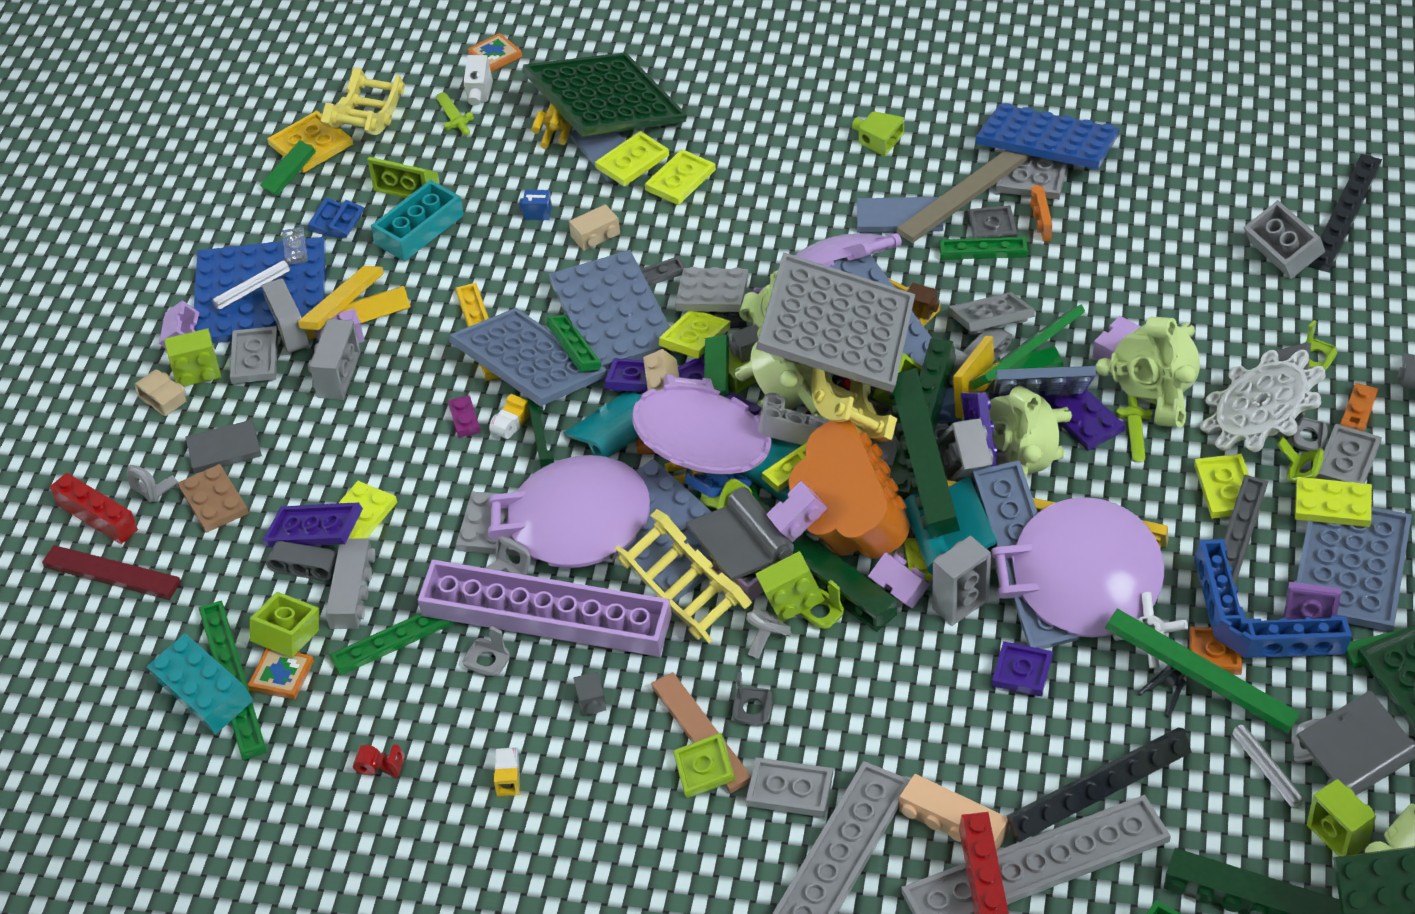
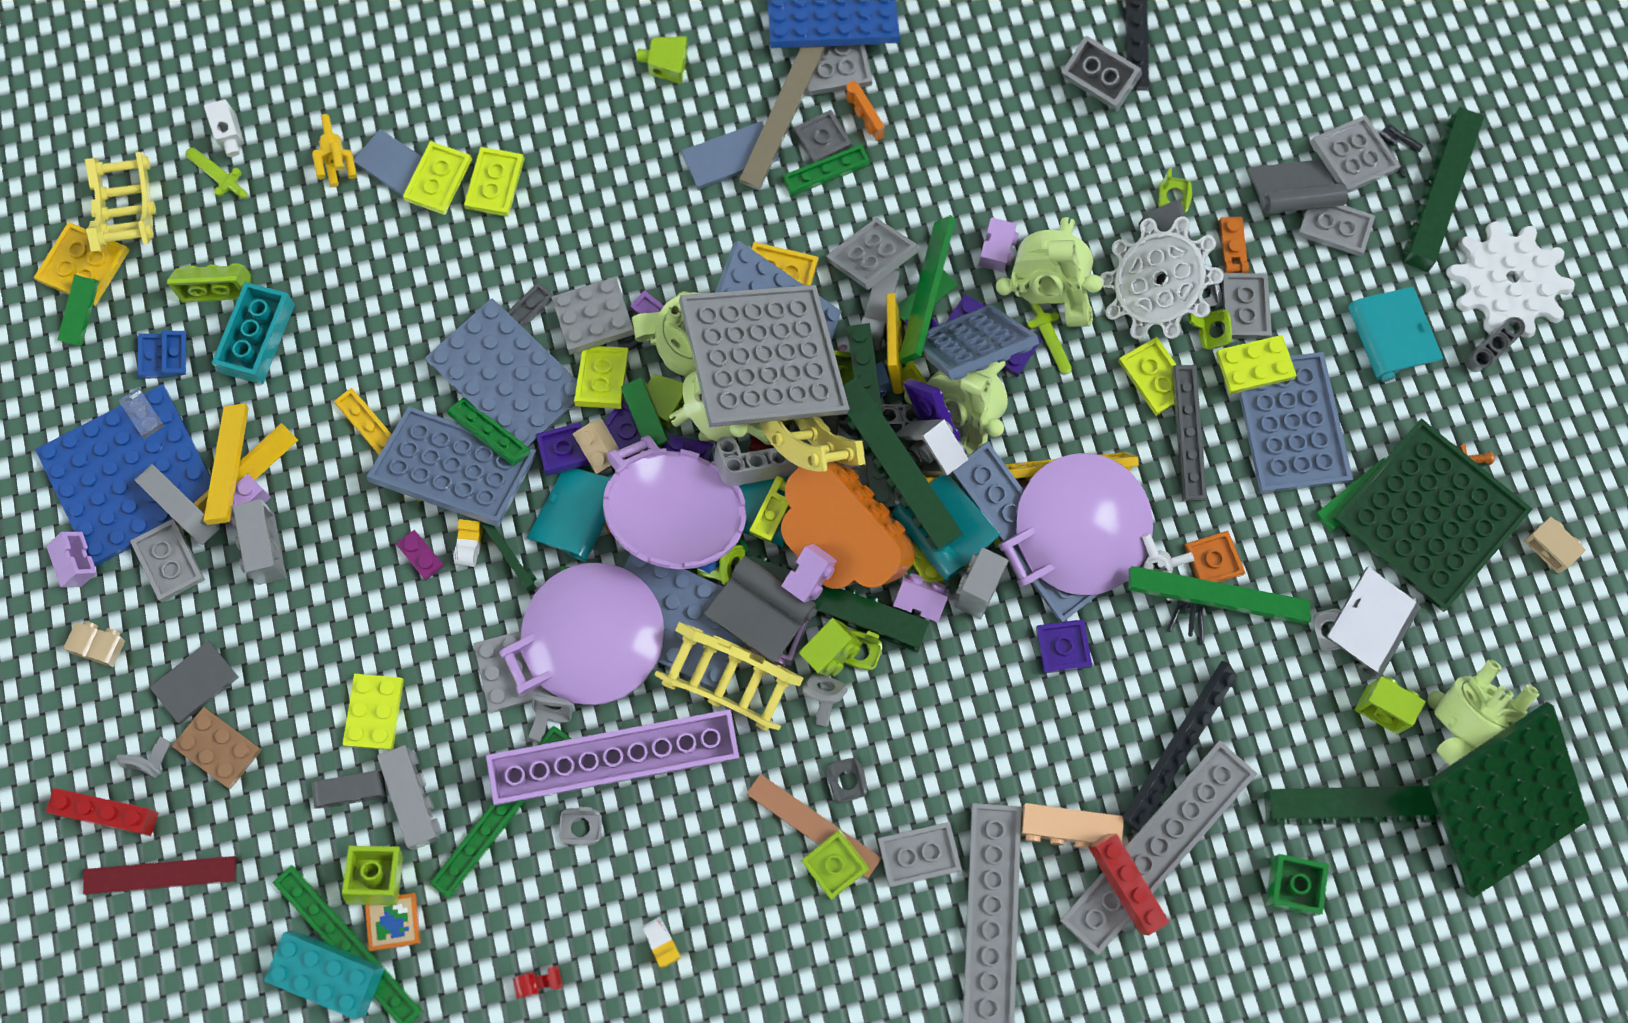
camera: 30 degrees left, 25 degrees up
(193, 357) = (108, 595): lime brick -> none
(251, 284) = (120, 478): axle -> none
(313, 524) = (340, 749): dark purple plate -> none
(498, 49) = (220, 76): tile -> none
(536, 205) = (365, 268): blue brick -> none
(589, 693) = (697, 830): dark grey brick -> none
(594, 227) = (439, 277): tan brick -> none
(604, 94) = (369, 105): dark green plate -> none
(743, 342) = (665, 379): dark grey brick -> none
(849, 246) = (712, 251): lavender dish -> none
(925, 300) = (804, 264): reddish brown brick -> none
(1256, 637) = (1219, 530): blue brick -> none
(1268, 766) = (1303, 665): light grey axle -> none
(1311, 601) = (1283, 490): medium lavender tile -> none

